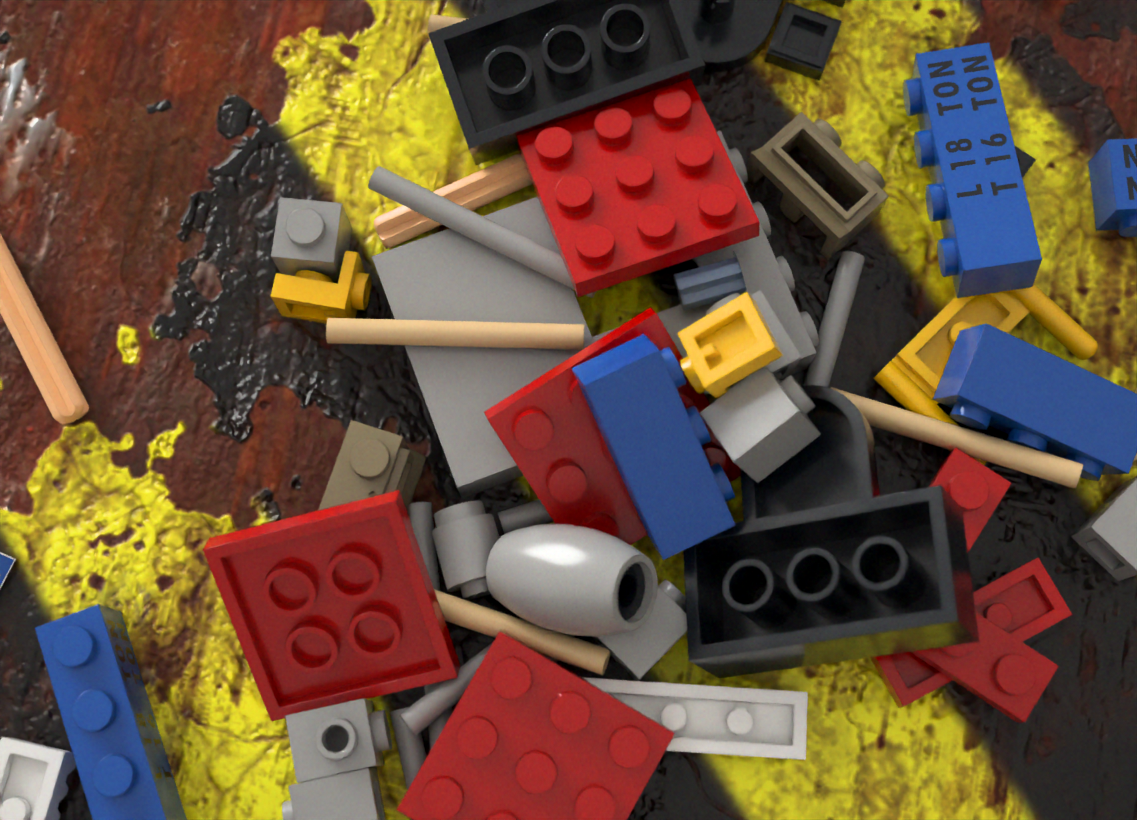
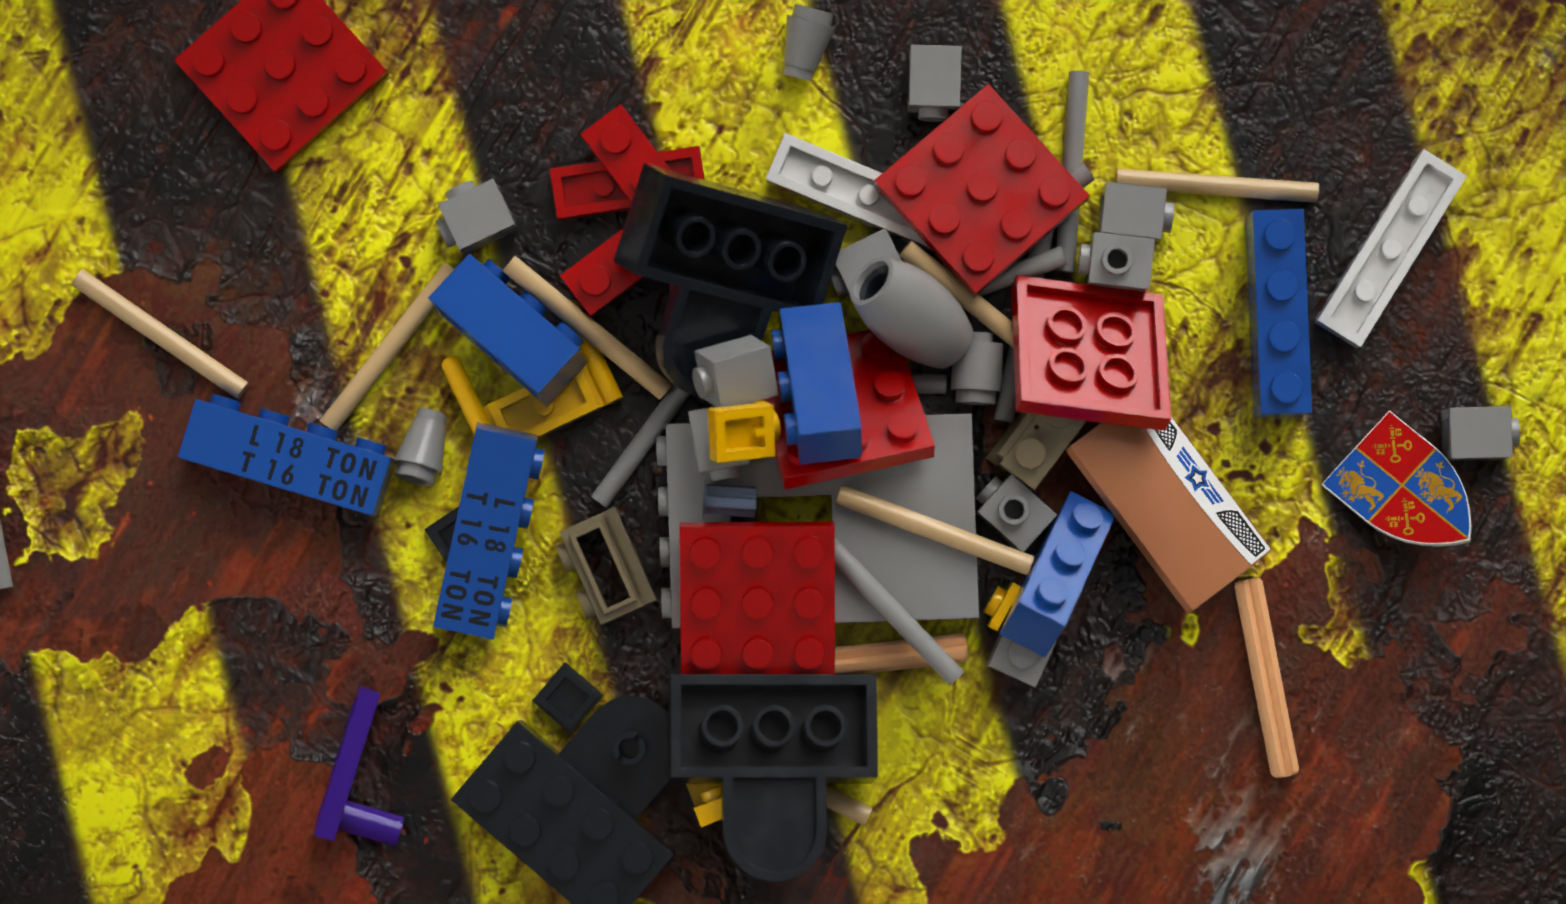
camera: 160 degrees left, 10 degrees up
(179, 455) = (1170, 507): none -> nougat slope
(288, 328) = (1057, 574): none -> blue brick
(370, 394) = (1013, 511): none -> light grey brick
(1077, 243) = (422, 449): none -> light grey cone

